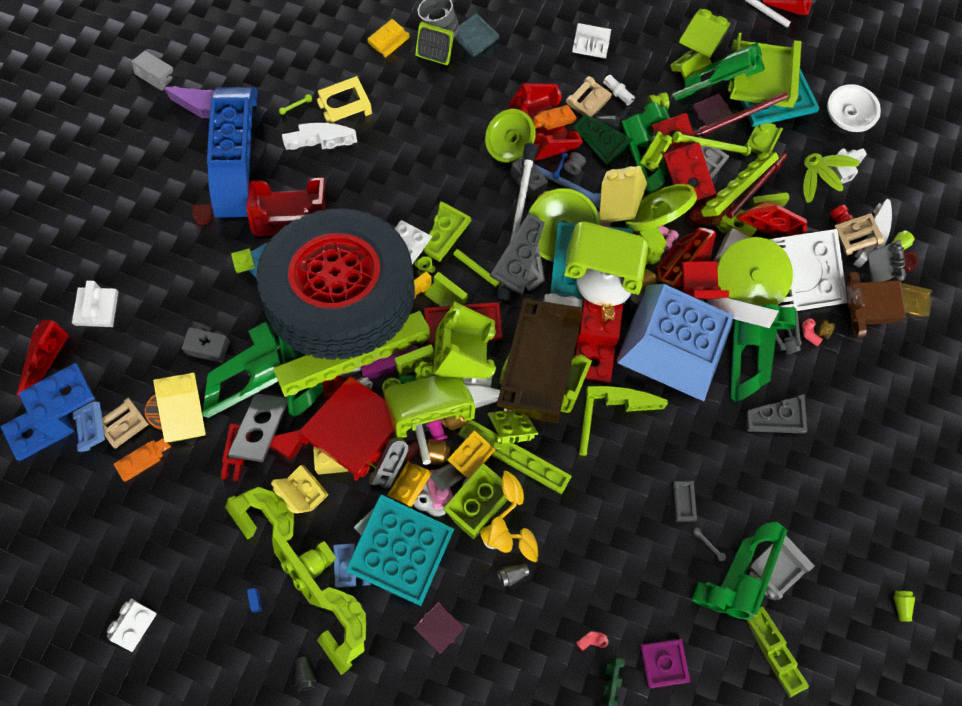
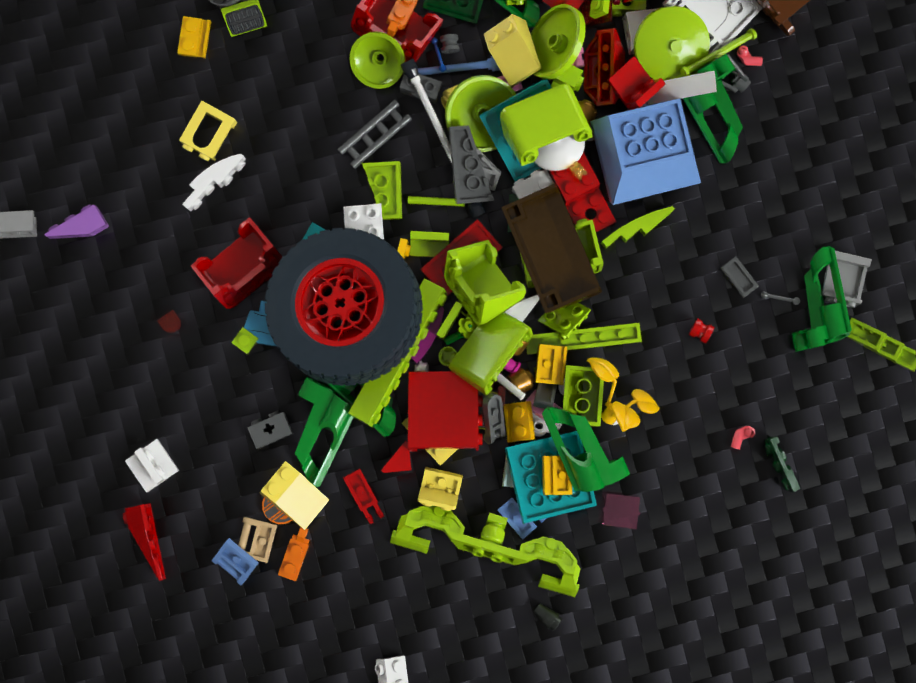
camera: 30 degrees left, 15 degrees up
(47, 411) = (198, 575): blue bracket -> none
(230, 149) = (150, 247): blue slope -> none
(254, 600) = (470, 592): blue tile -> none
(257, 451) = (370, 490): piece -> none
(308, 98) = (171, 149): lime hinge -> none
(332, 386) = (401, 390): red slope -> none
(405, 550) = (555, 477): none -> yellow plate
(419, 263) = (397, 231): lime plate -> none
(439, 566) = (589, 469): none -> green panel
(459, 196) = (375, 122): none -> dark grey bar
(512, 574) = (647, 432): flat silver cone -> none
(586, 426) = (622, 273): lime bar -> none
(620, 521) = (701, 330): none -> red wheel
(664, 663) = (806, 413): magenta tile -> none
(781, 417) = (769, 152): dark grey wing -> none
(802, 312) = (750, 35): none -> lime bar
(826, 329) = (759, 46): clear yellow bush -> none

